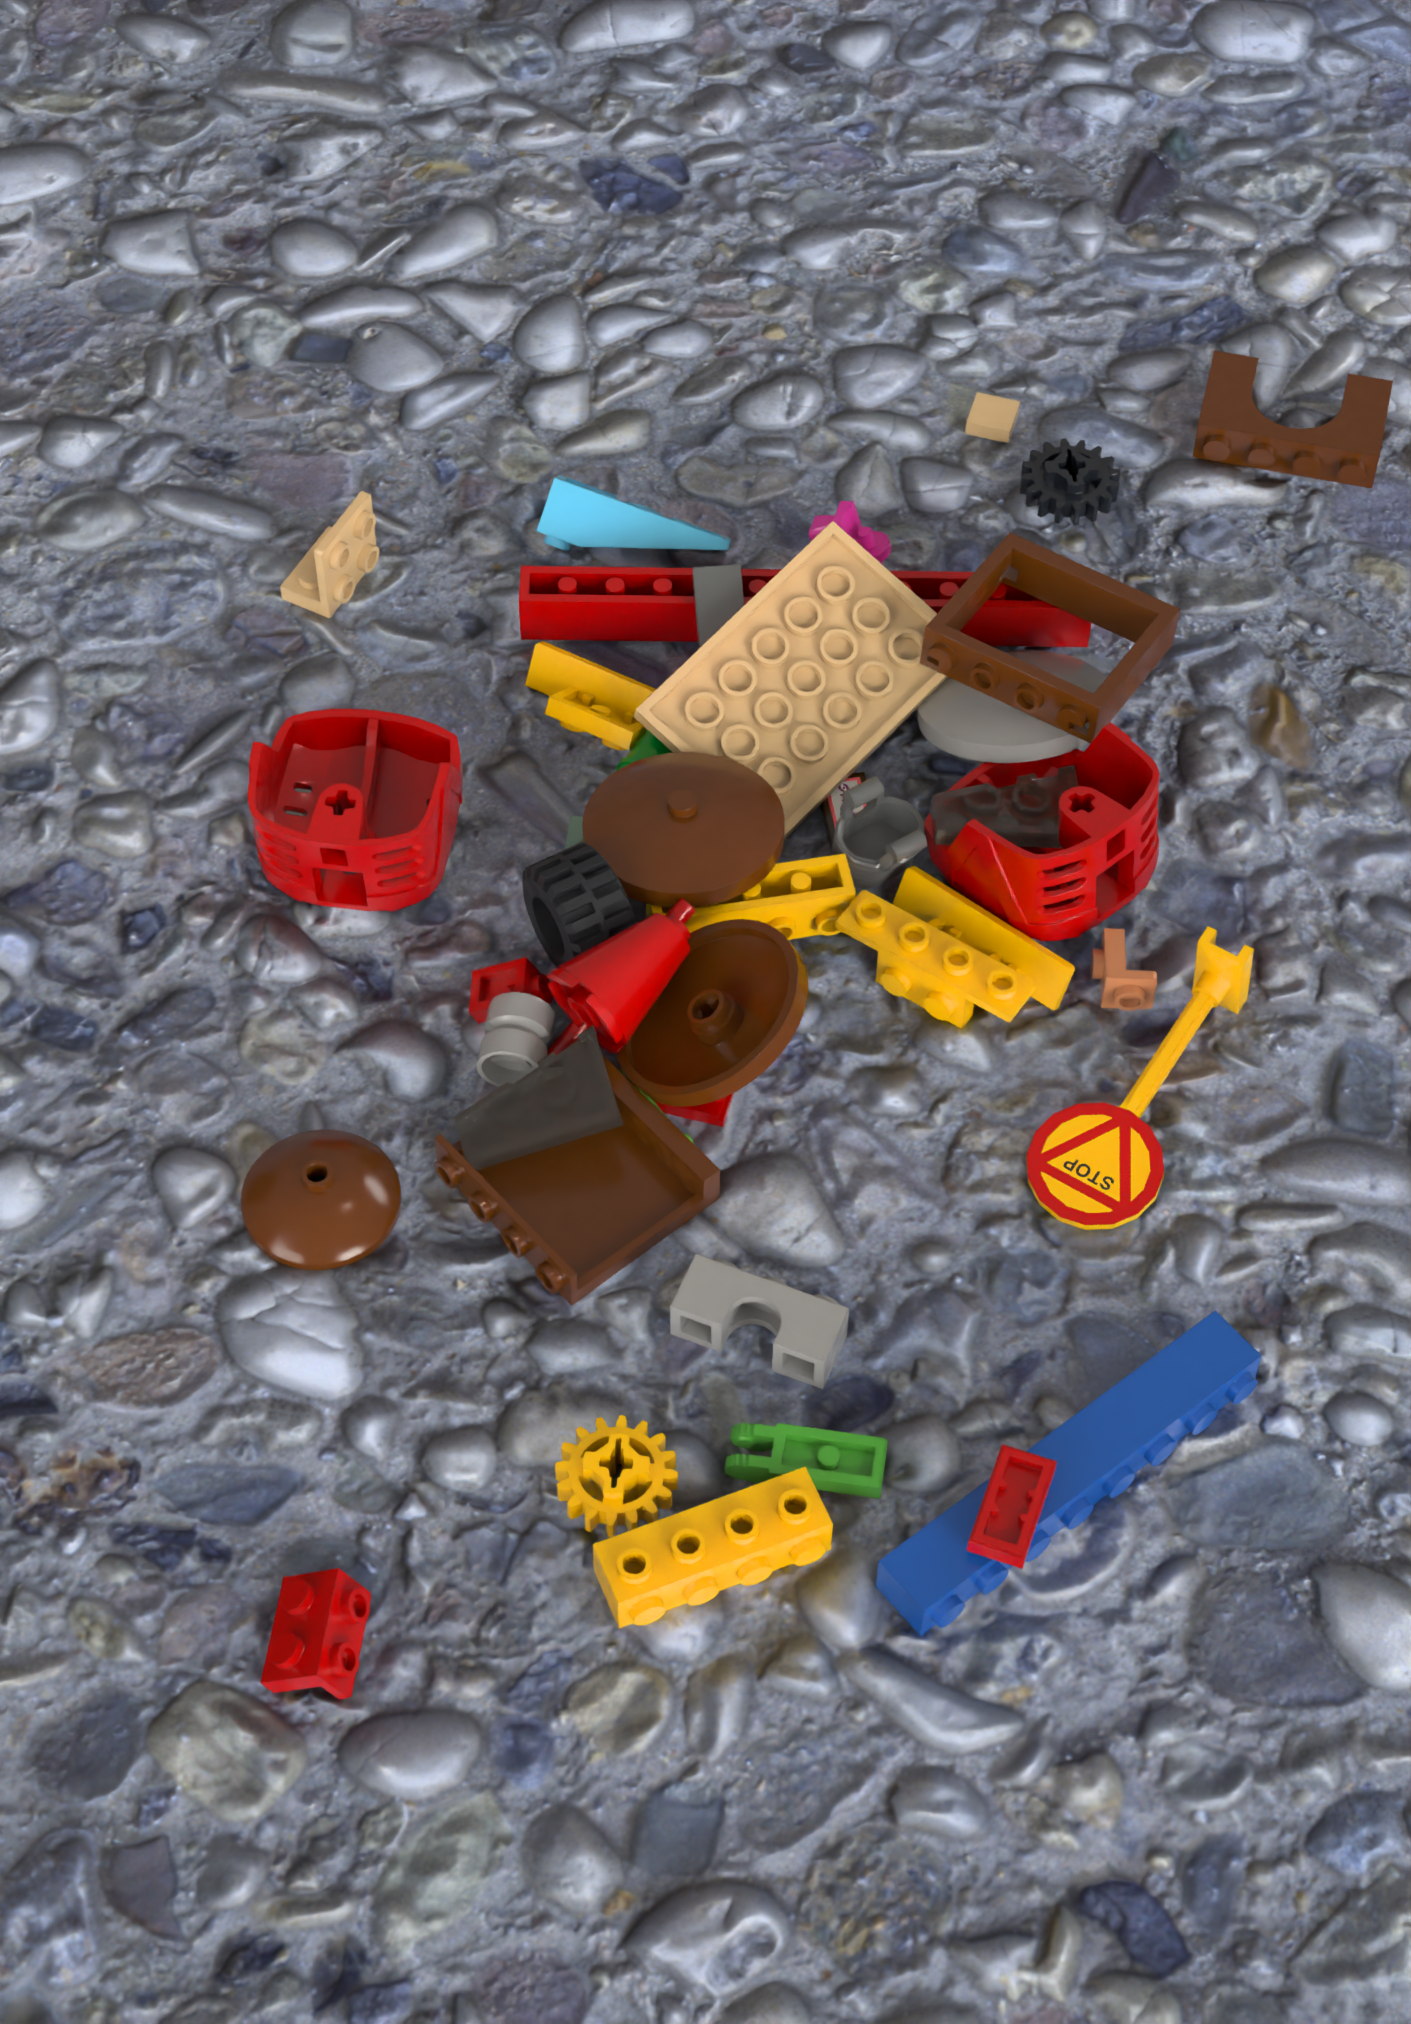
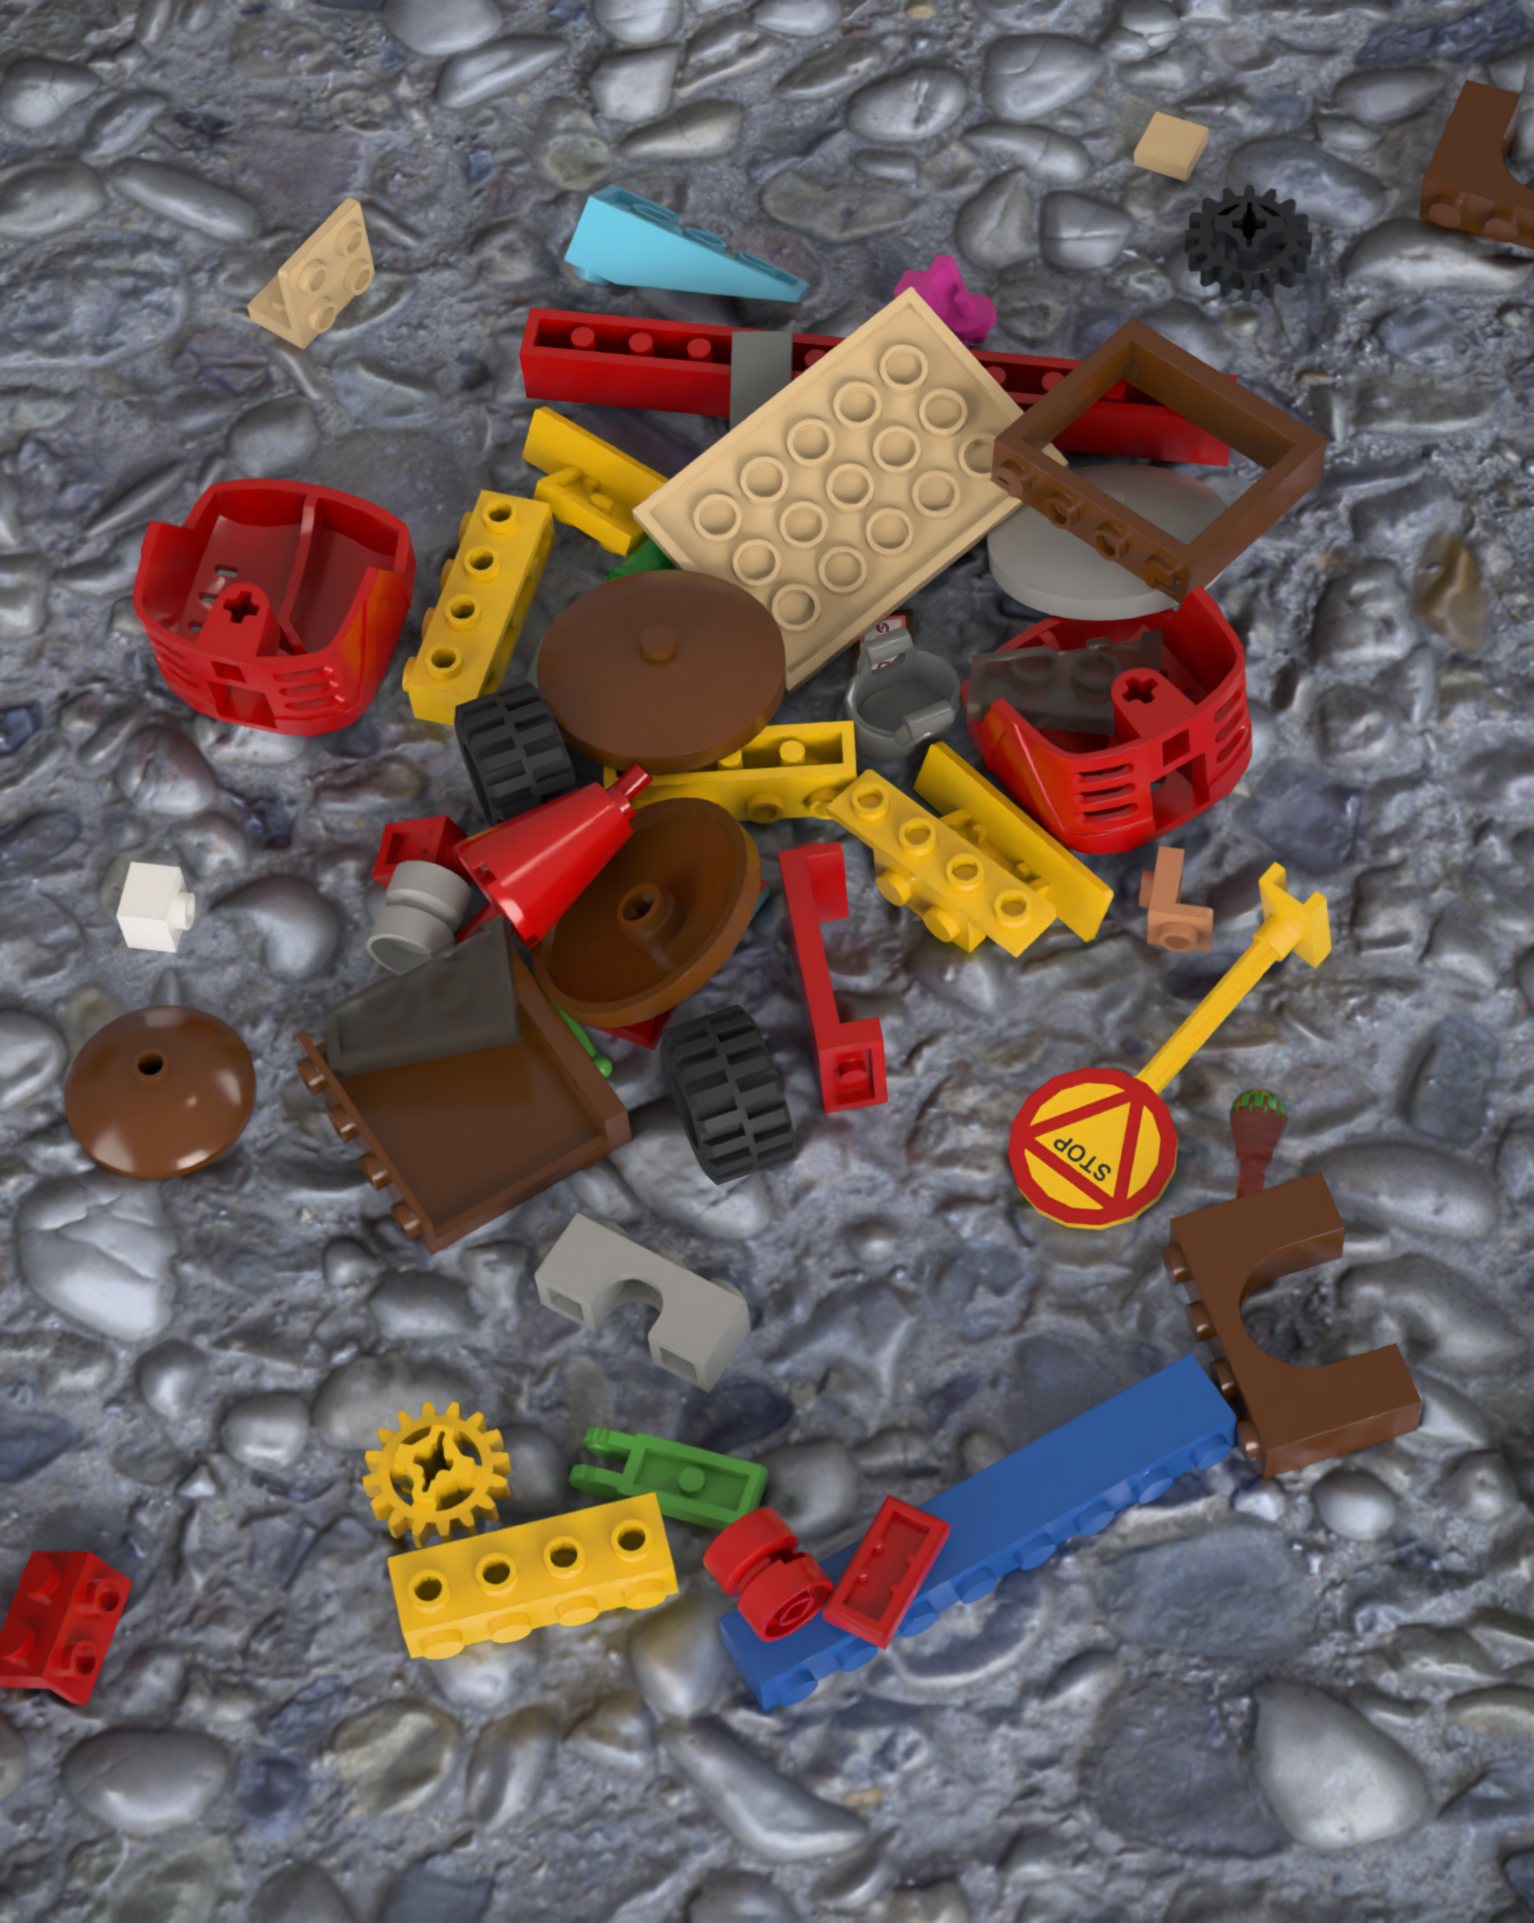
camera: 15 degrees right, 5 degrees up
(293, 1053) = (155, 907): none -> white plate
(517, 800) = (480, 605): none -> yellow brick
(802, 1148) = (728, 1094): none -> black tyre
(884, 1111) = (845, 1055): none -> red panel
(911, 1511) = (761, 1565): none -> red wheel
(1221, 1134) = (1256, 1127): none -> clear red piece
(1297, 1348) = (1284, 1410): none -> reddish brown arch

